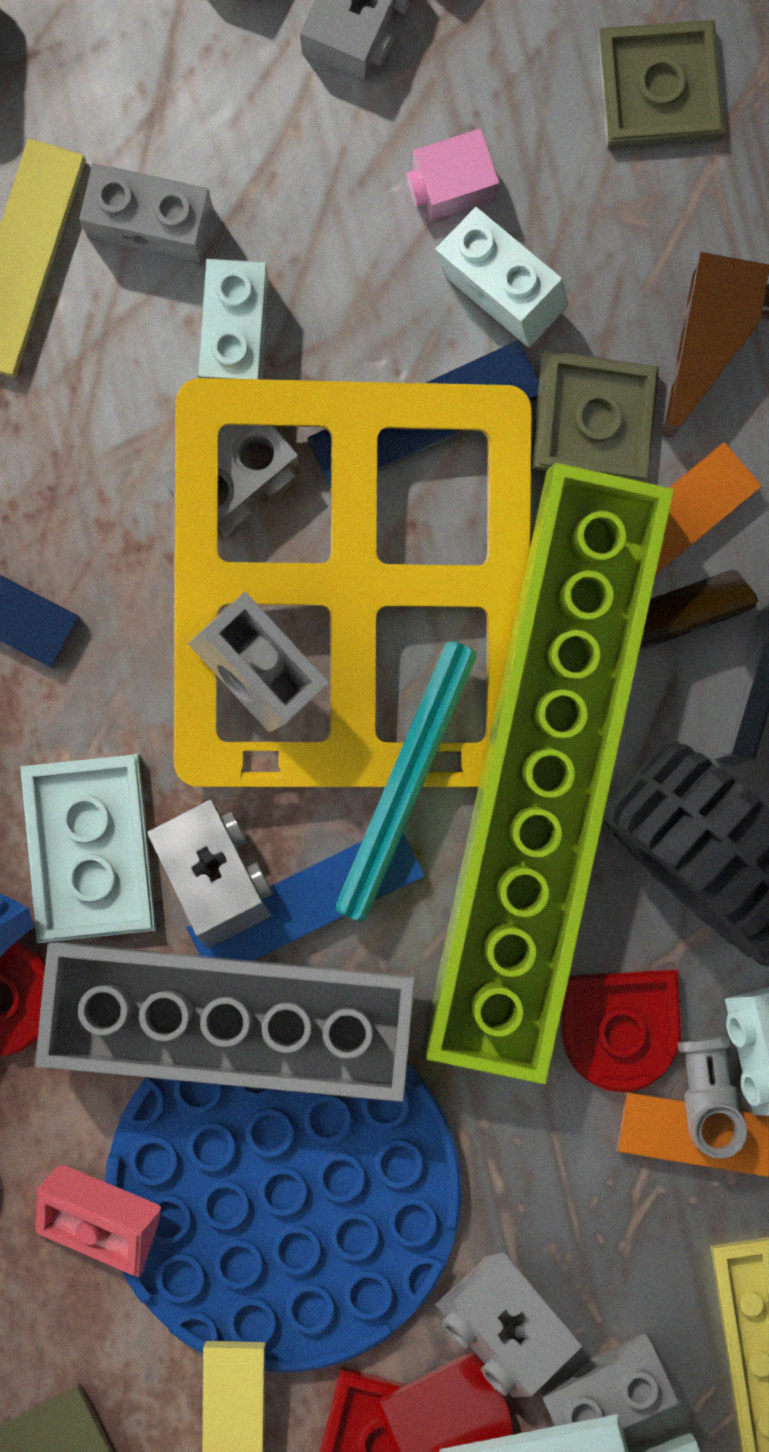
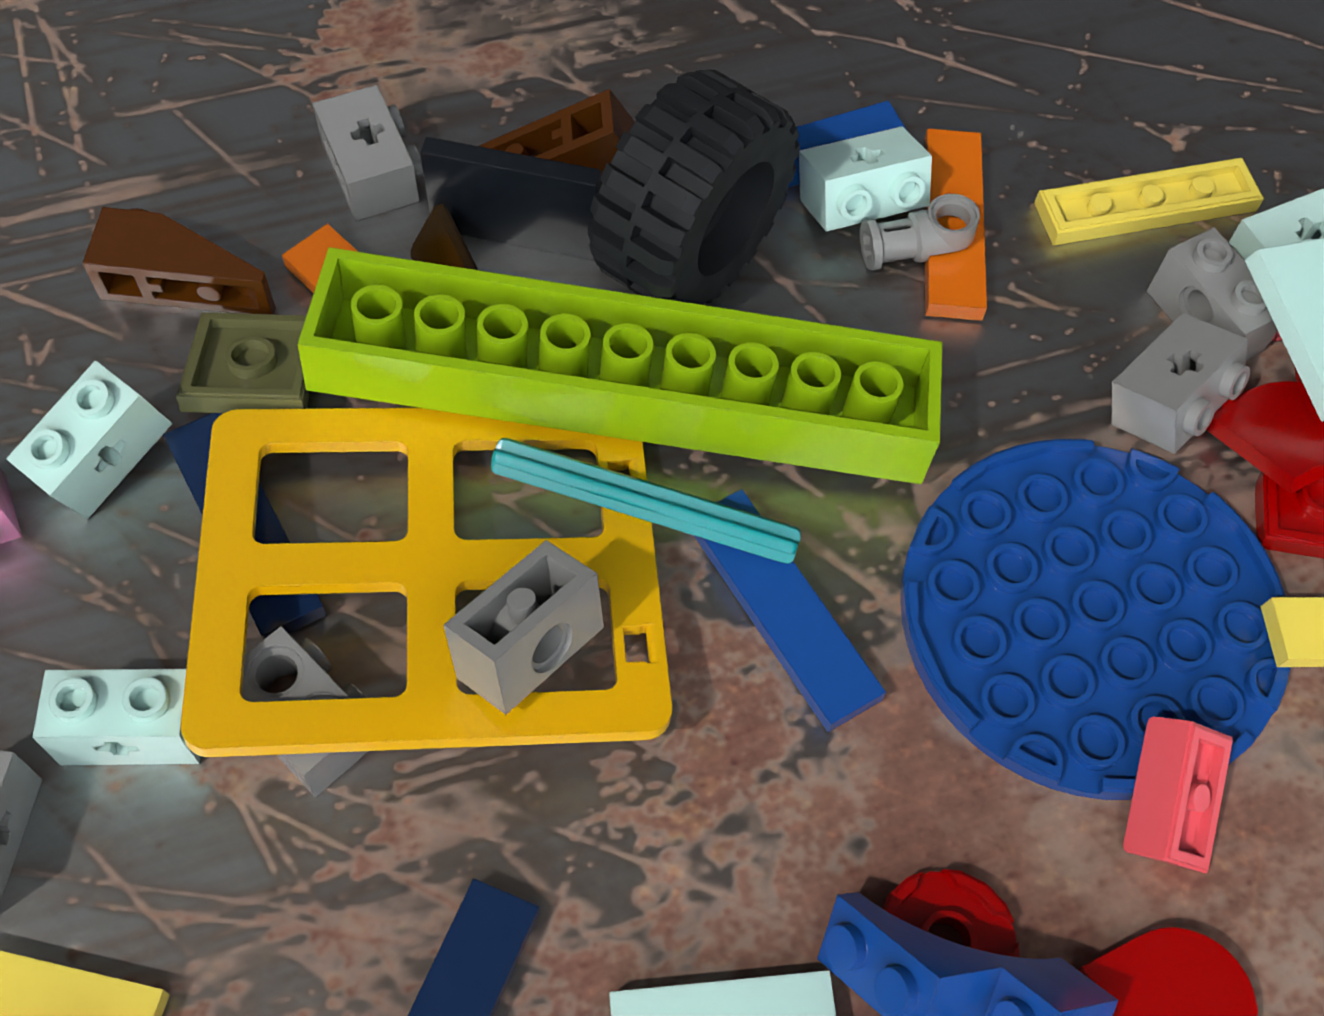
camera: 100 degrees left, 25 degrees down
(88, 848) = (751, 849): light aqua tile -> none
(187, 849) = (741, 716): light grey brick -> none
(225, 1021) = (936, 662): light grey brick -> none
(622, 1027) = (866, 301): red tile -> none

